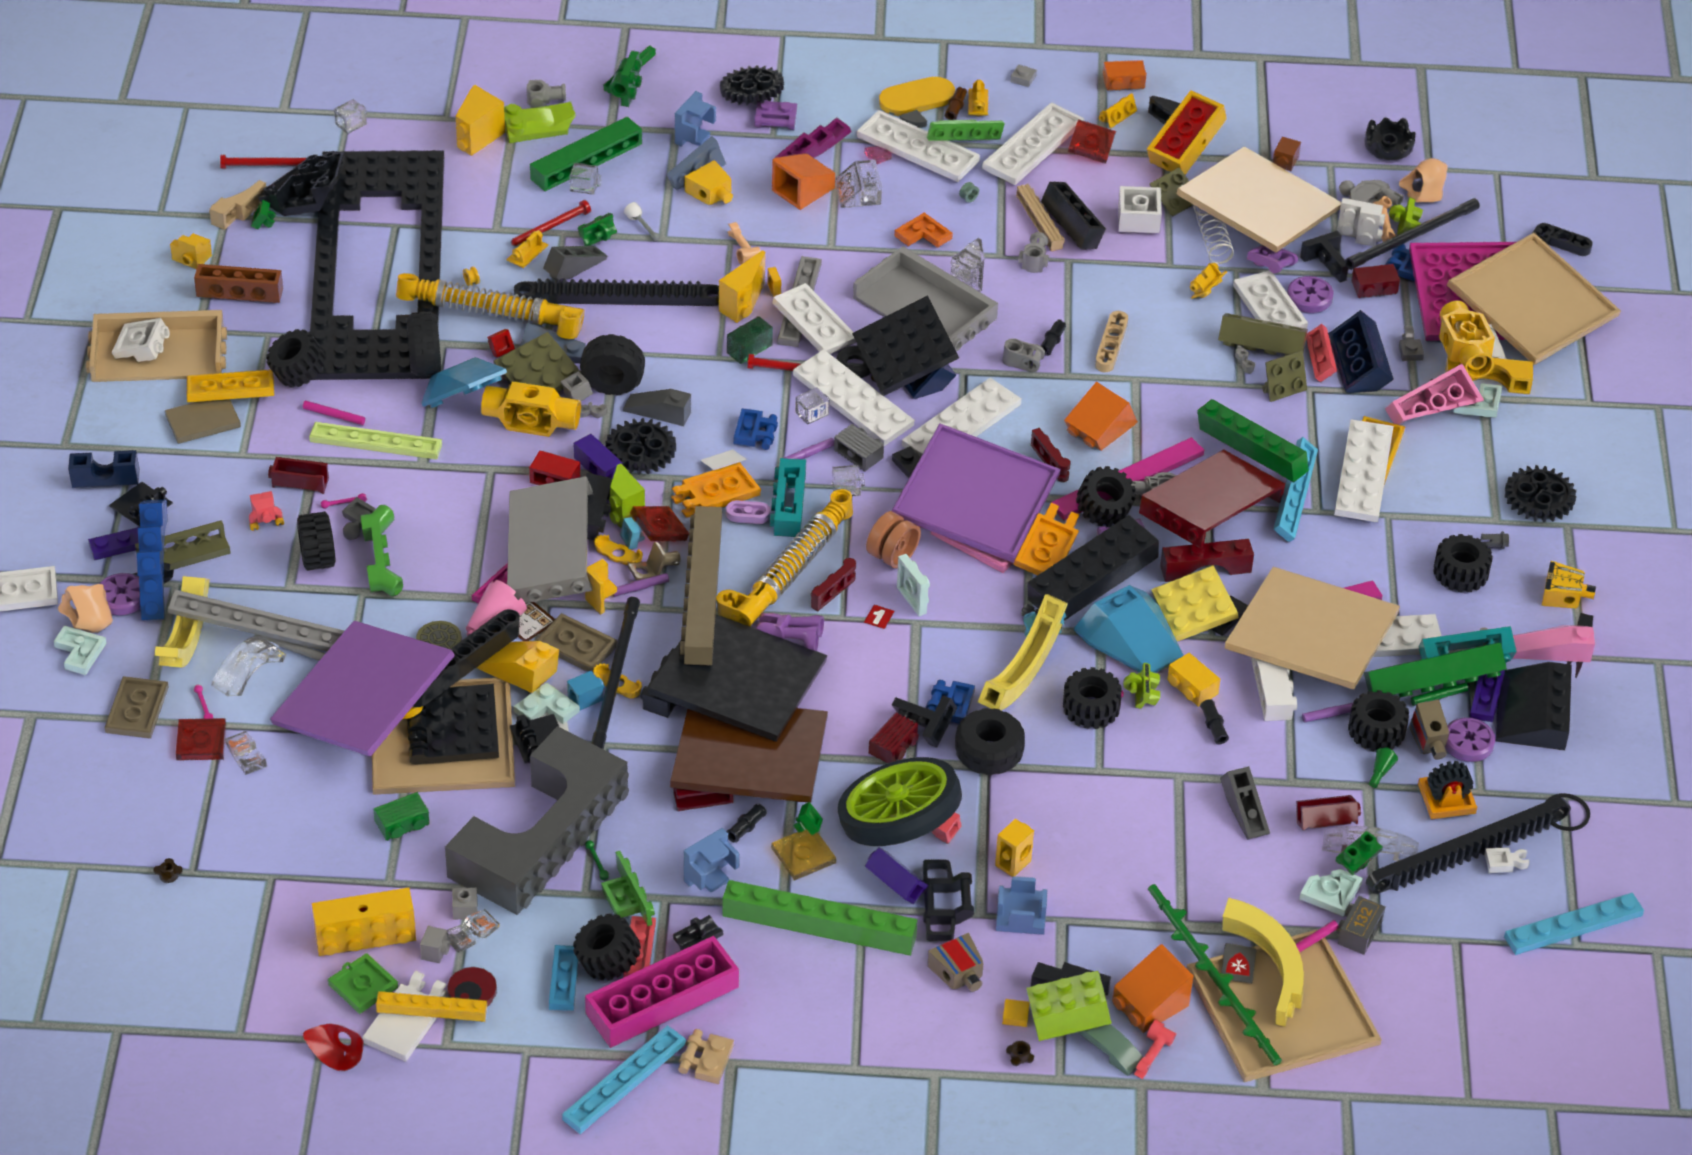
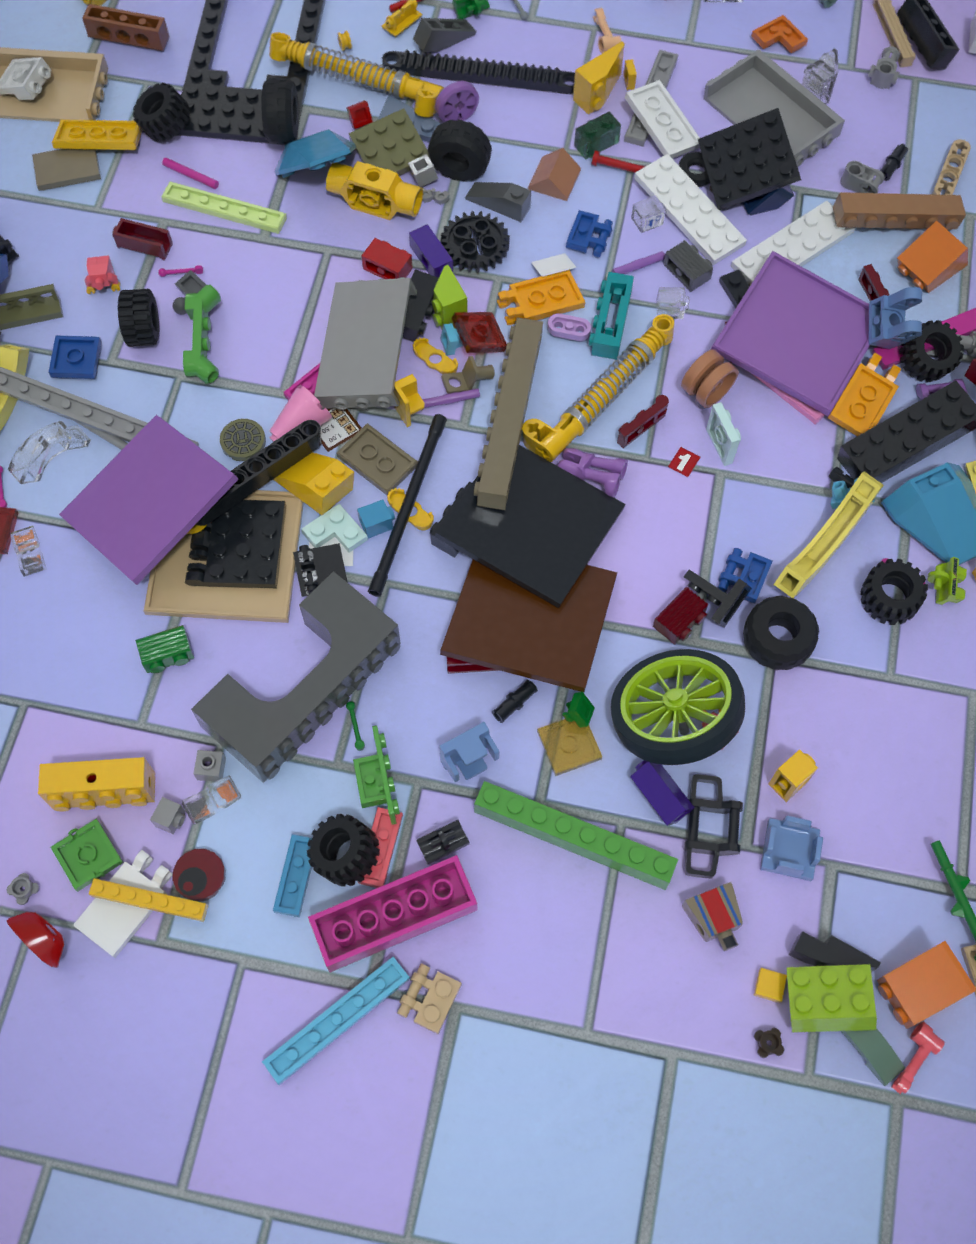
camera: 10 degrees right, 20 degrees up
(254, 584) = (75, 357): none -> blue plate
(304, 1011) = (16, 885): none -> light grey plate
(601, 319) = (457, 101): none -> medium lavender wheel
(712, 379) = (555, 175): none -> nougat slope
(1059, 378) = (898, 210): none -> medium nougat brick
(1059, 471) = (888, 321): none -> medium blue brick

